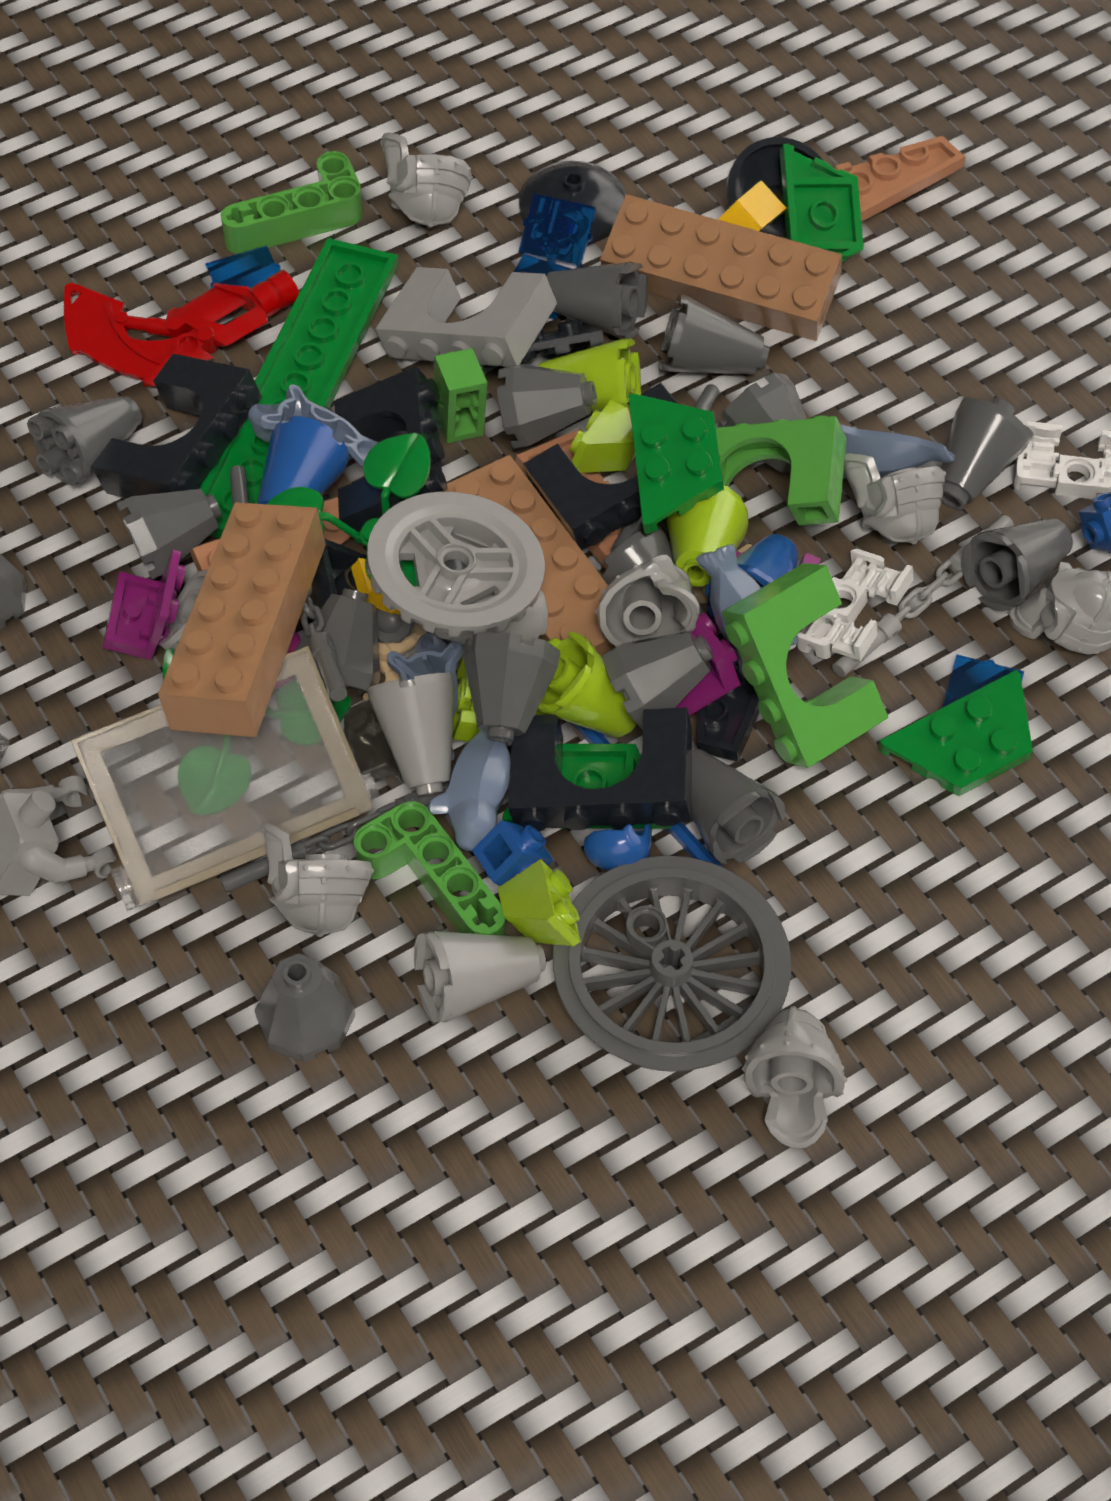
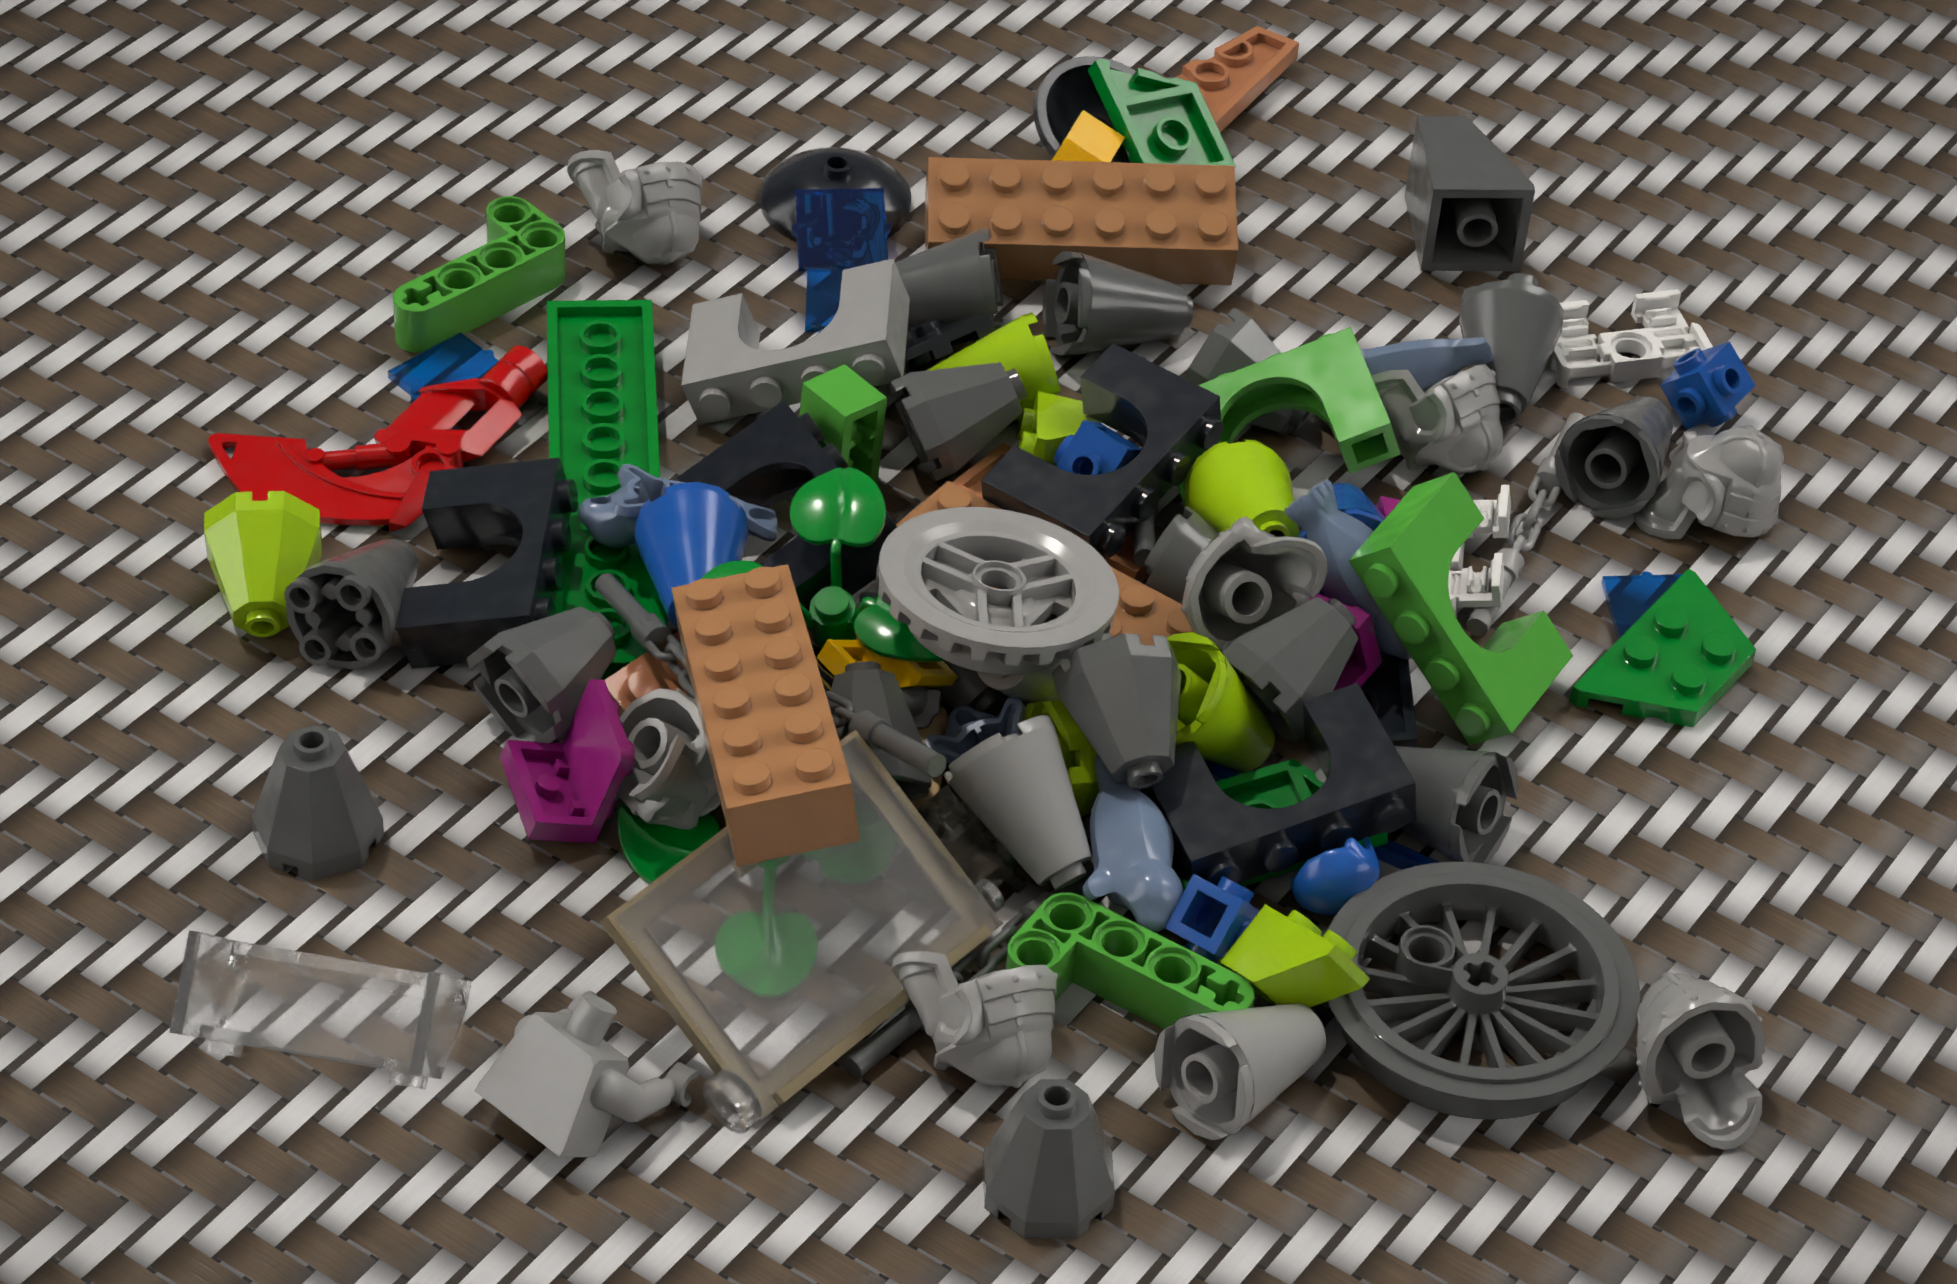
camera: 25 degrees left, 15 degrees down
(36, 383) = (258, 553): none -> lime cone
(612, 462) = (1094, 450): none -> blue brick
(674, 457) = (1179, 417): green wing -> none
(1010, 319) = (1465, 199): none -> dark grey slope

